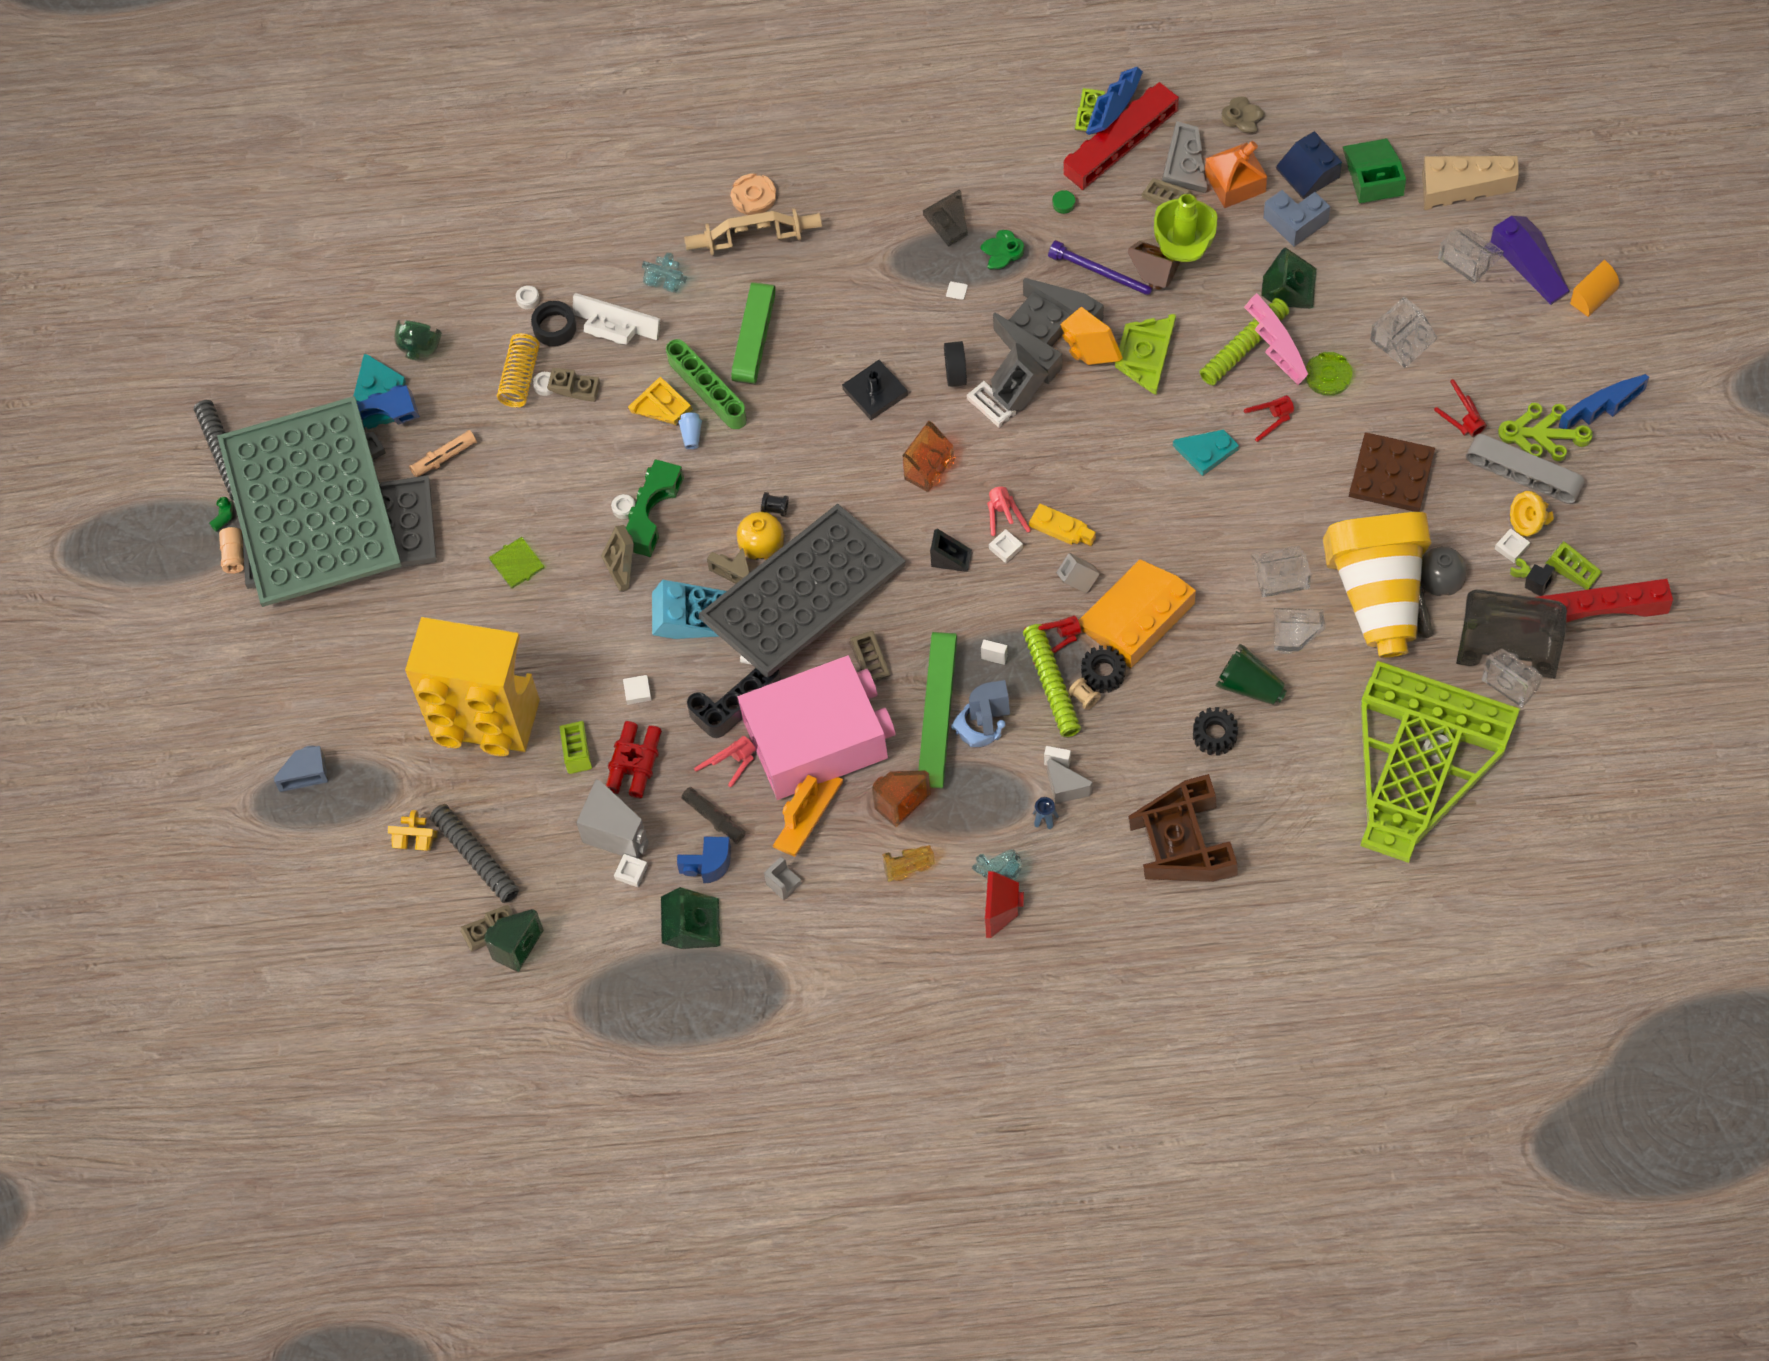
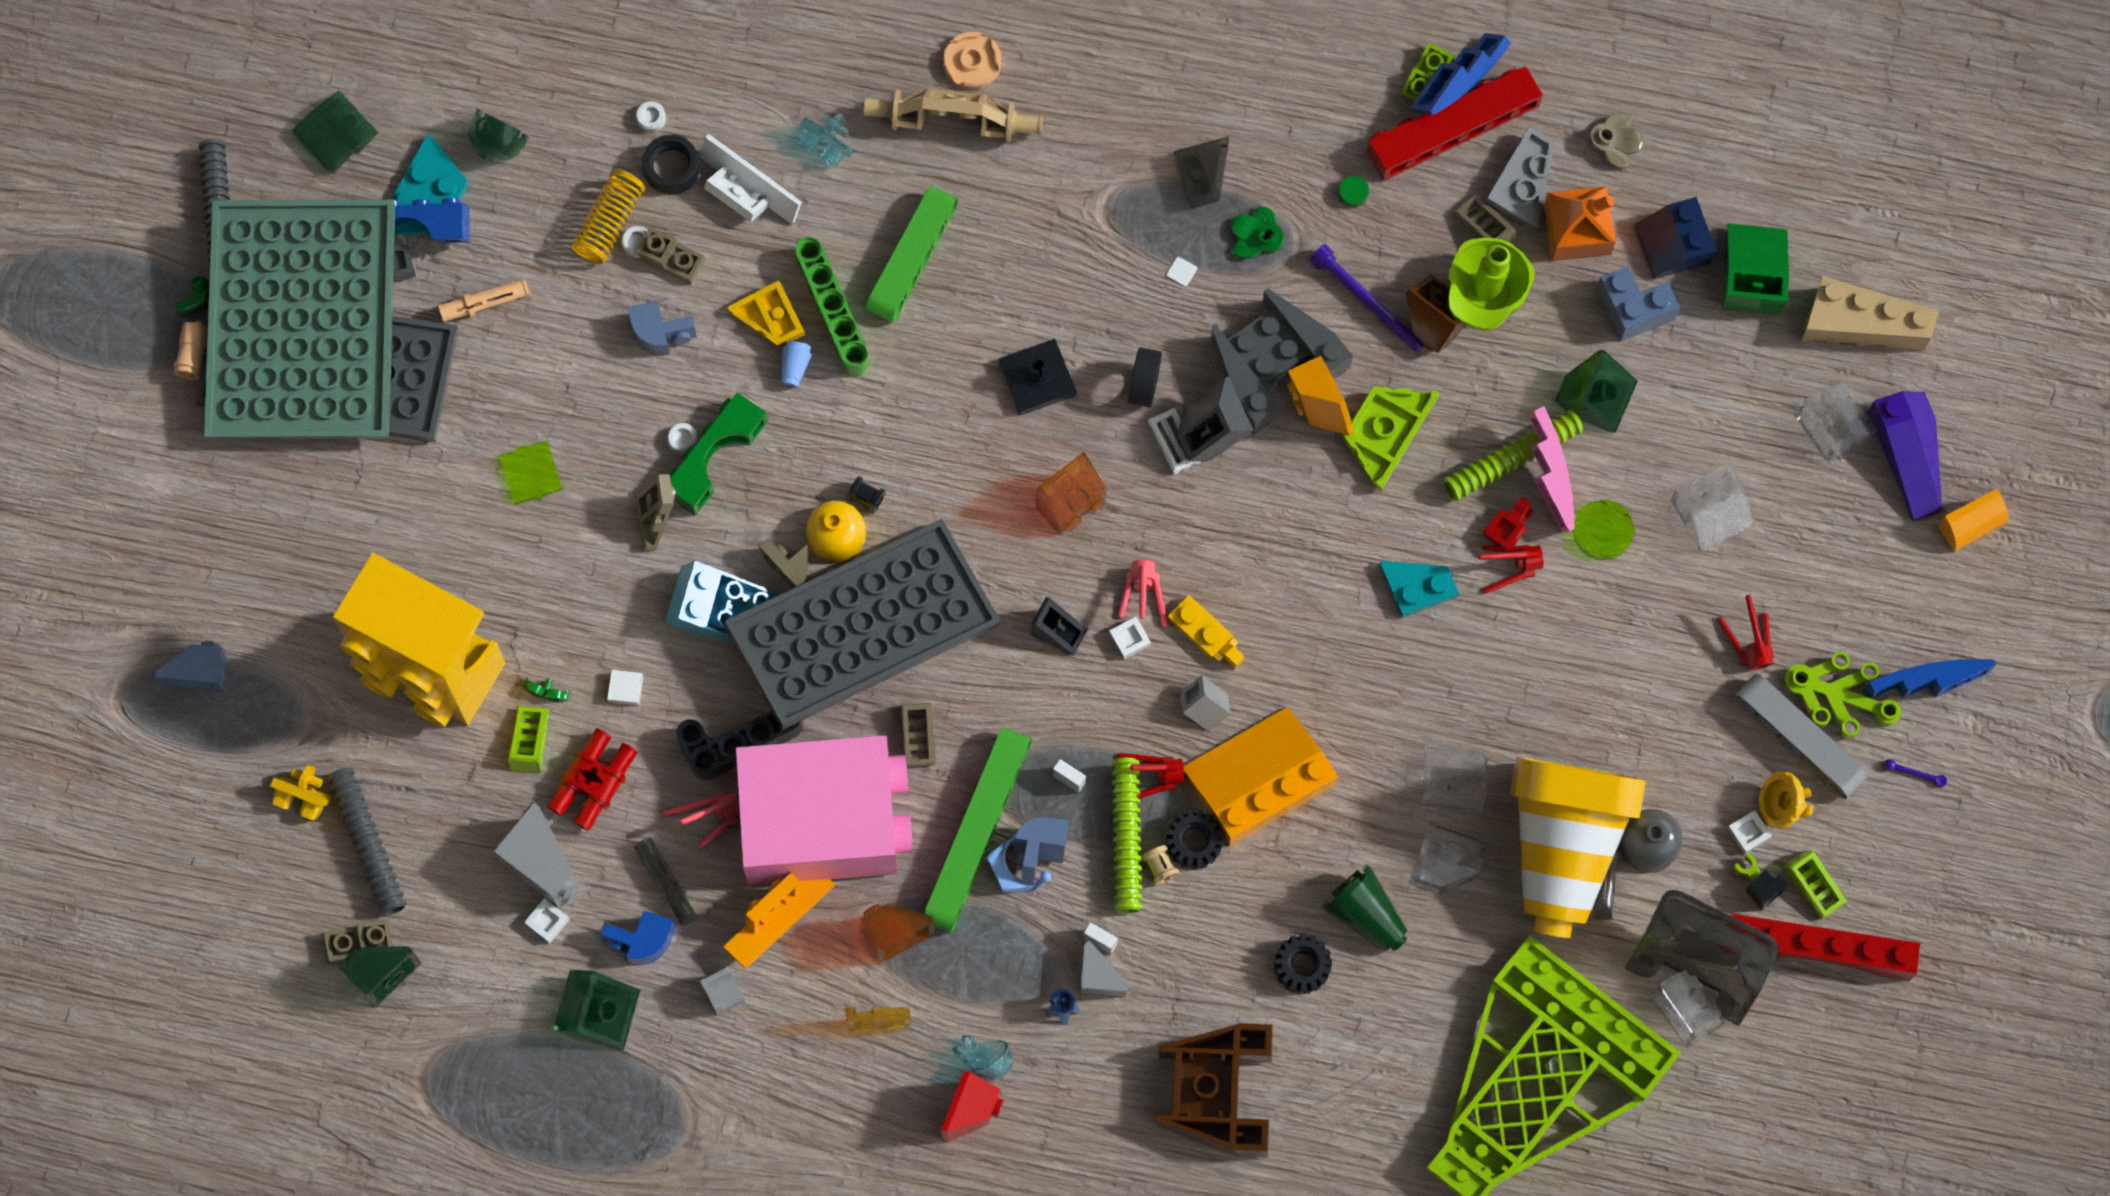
camera: 10 degrees right, 10 degrees up
(293, 372) = (334, 131): none -> clear green slope
(578, 710) = (546, 693): none -> green piece
(580, 440) = (656, 335): none -> sand blue brick
(1258, 390) = (1509, 528): none -> red plate
(1392, 472) = (1635, 687): reddish brown plate -> none
(1637, 471) = (1939, 781): none -> dark purple hinge

